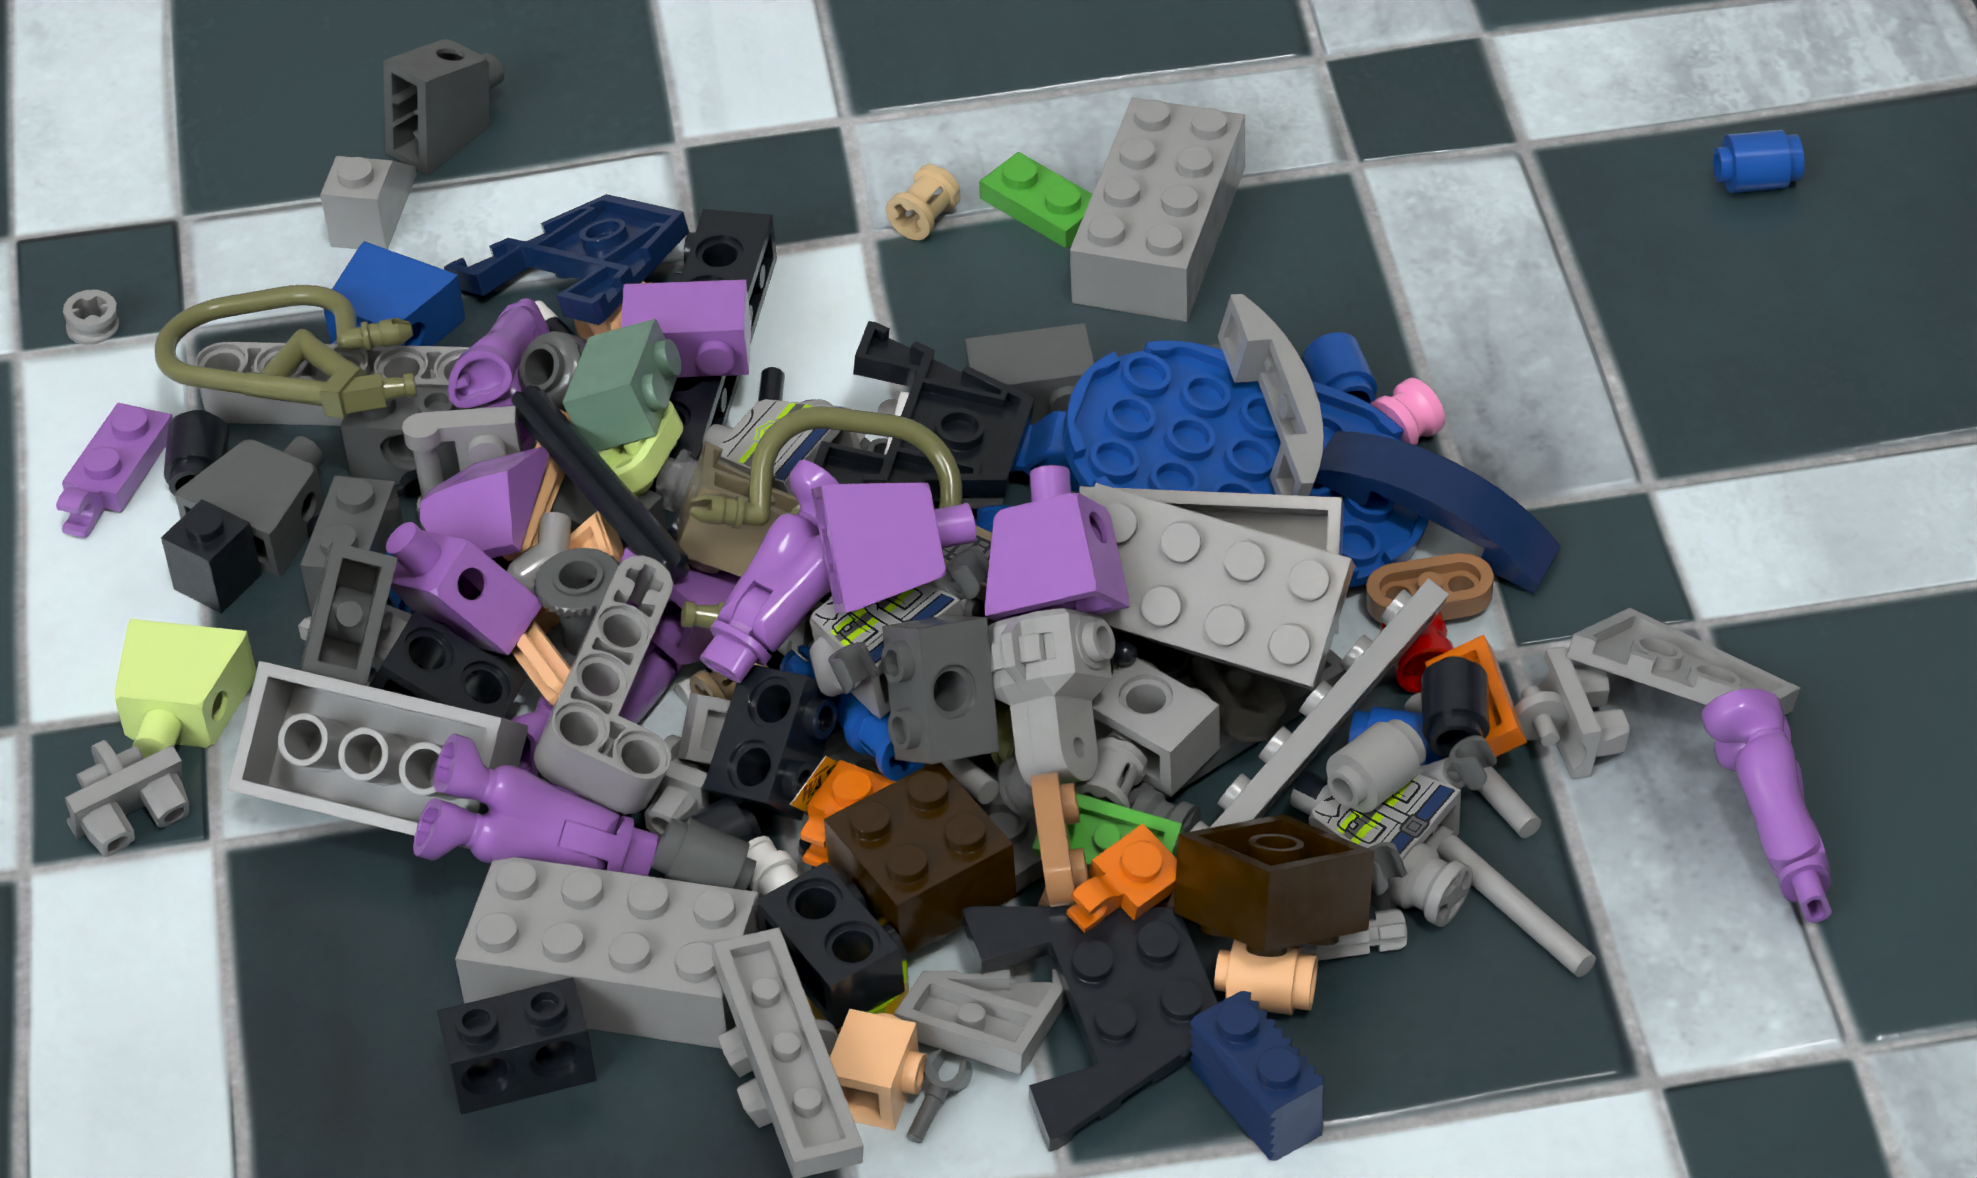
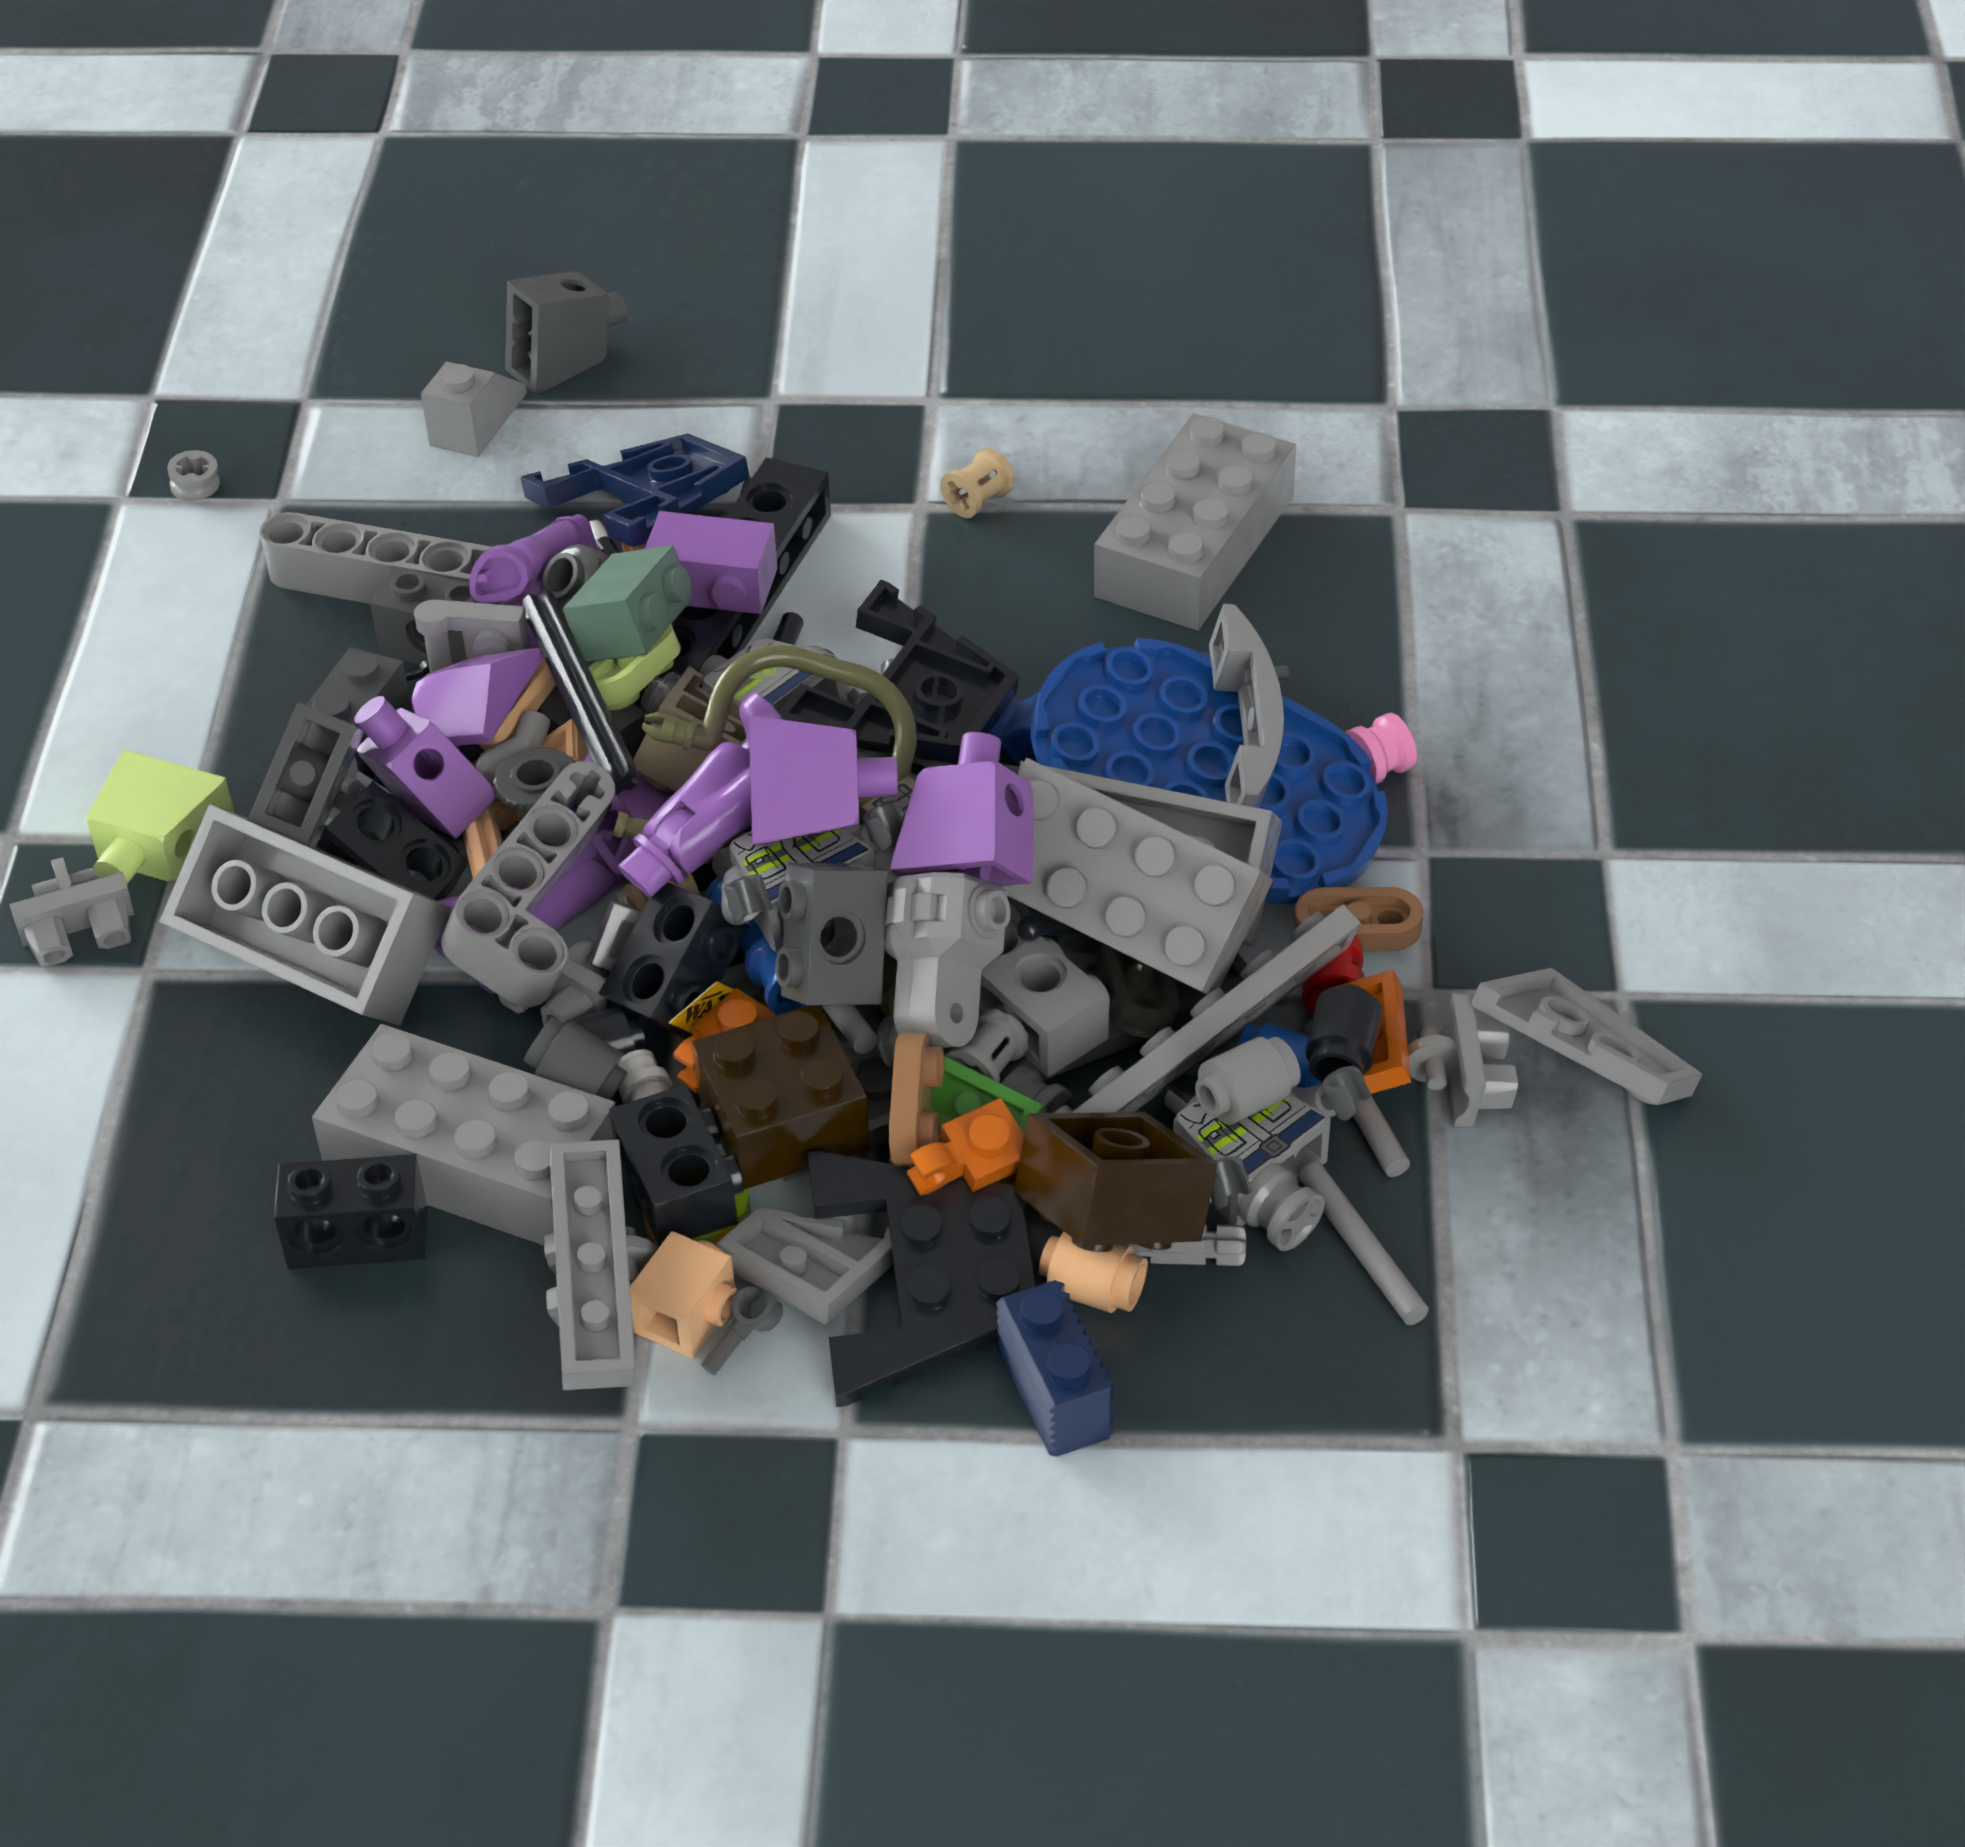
camera: 10 degrees right, 0 degrees up
(112, 466) = (166, 611): medium lavender plate -> none
(192, 445) = (241, 612): black brick -> none
(211, 556) = (222, 704): black brick -> none
(269, 490) = (277, 659): dark grey torso -> none
(346, 389) = (382, 565): olive piece -> none
(397, 286) = (461, 500): blue torso -> none
(524, 819) = (419, 995): medium lavender piece -> none
(1036, 198) = (1082, 491): bright green plate -> none
(1036, 362) = (1030, 642): dark grey brick -> none
(1340, 364) = (1327, 690): blue brick -> none
(1445, 494) = (1394, 829): dark blue slope -> none
(1757, 745) = (1642, 1126): medium lavender piece -> none
(1758, 161) = (1788, 560): blue brick -> none

